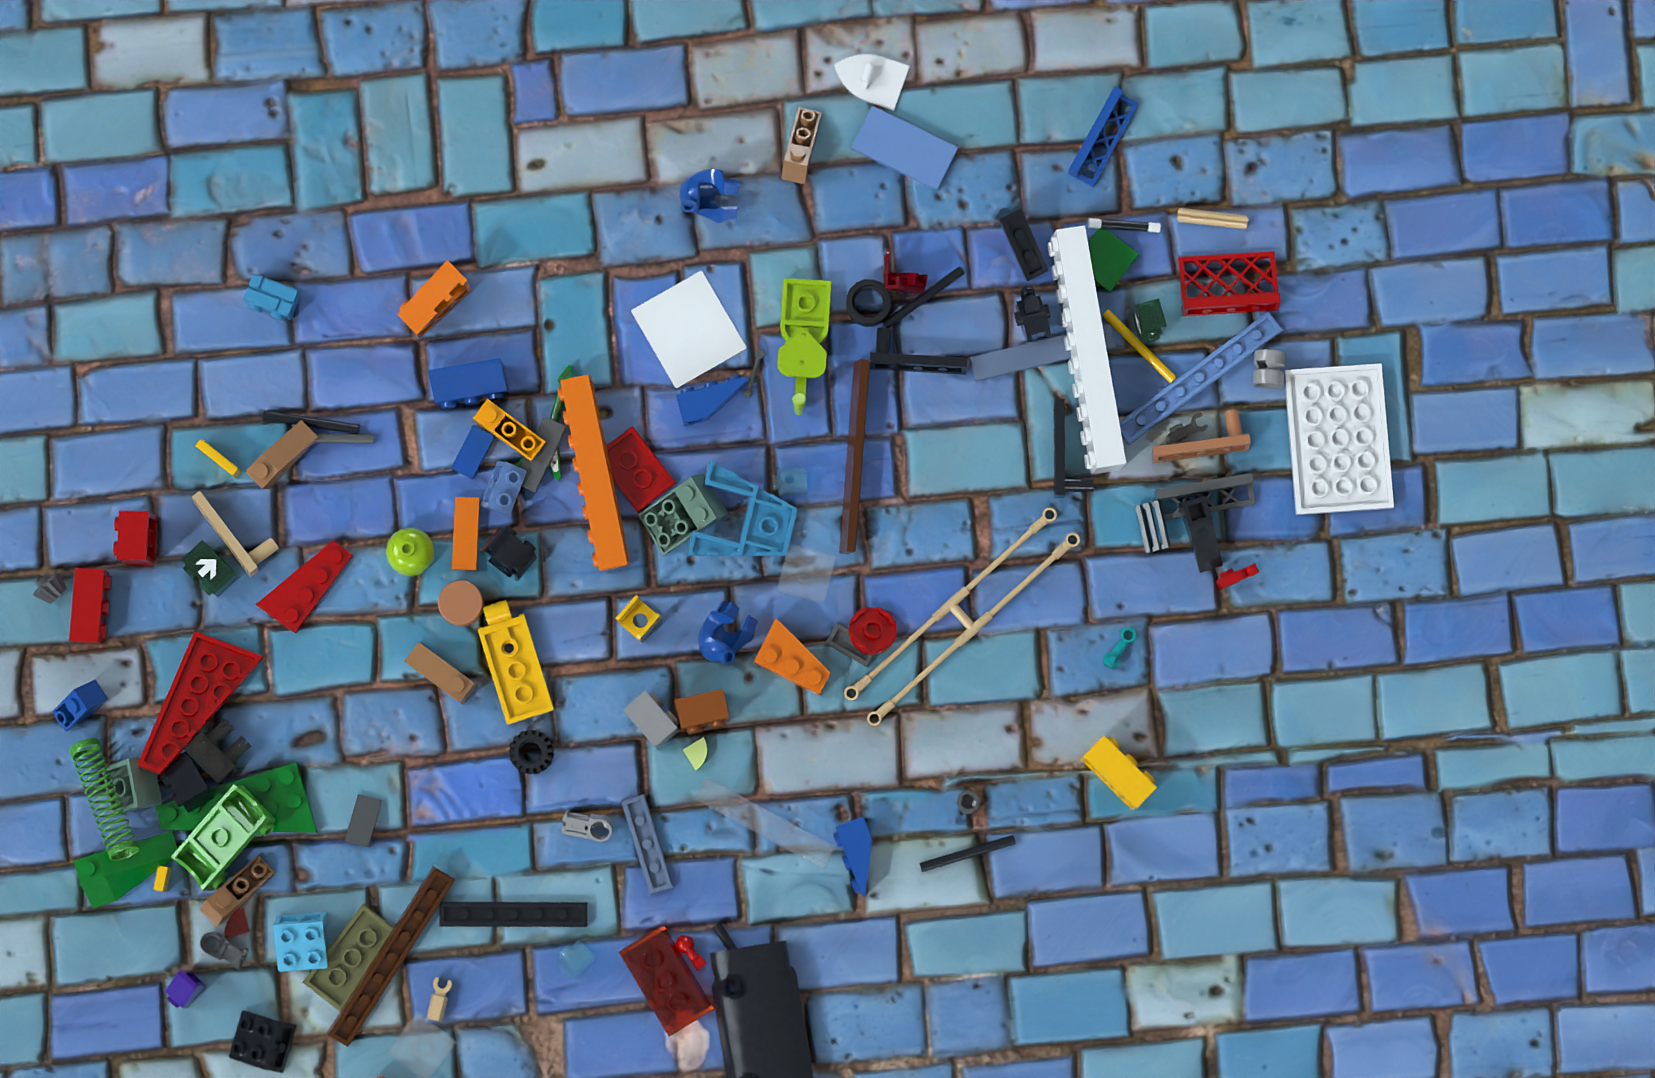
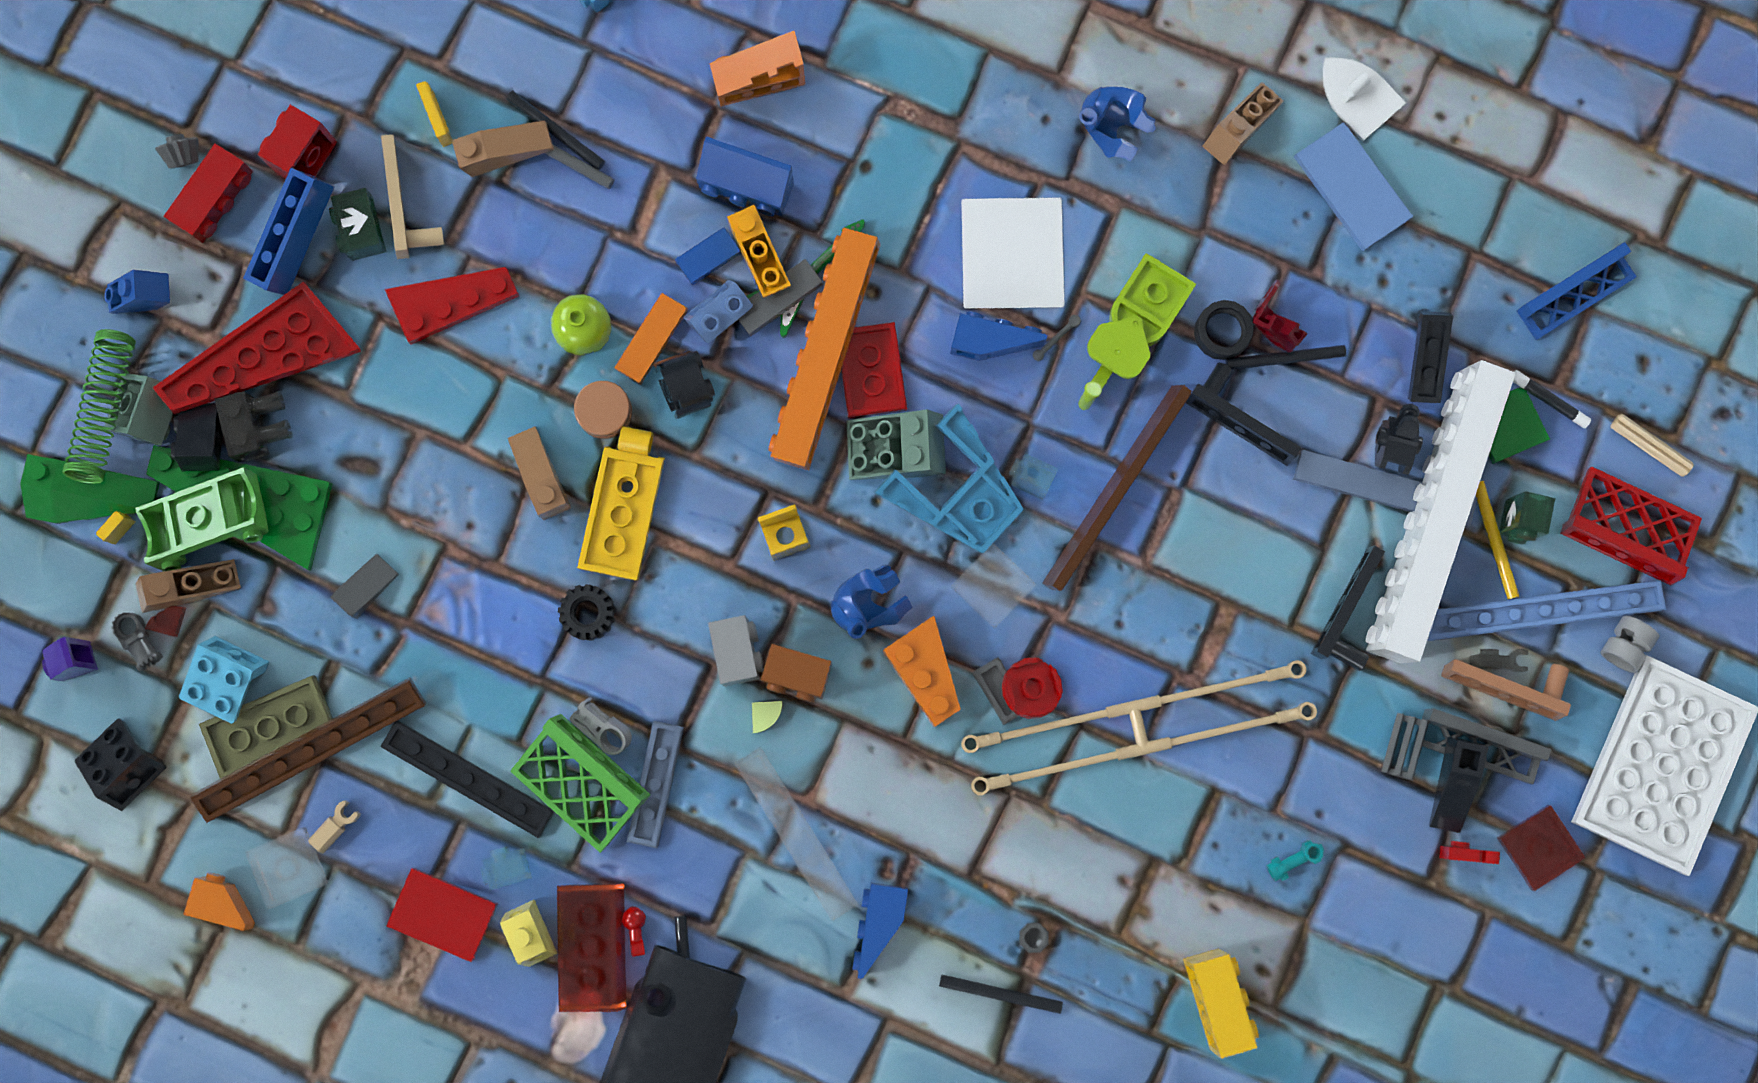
camera: 25 degrees right, 0 degrees up
(166, 601) = (288, 232): none -> blue brick
(549, 1017) = (442, 914): none -> red tile
(594, 851) = (599, 766): none -> bright green fence
(618, 995) = (527, 934): none -> light yellow torso
(1284, 544) = (1541, 847): none -> clear red tile

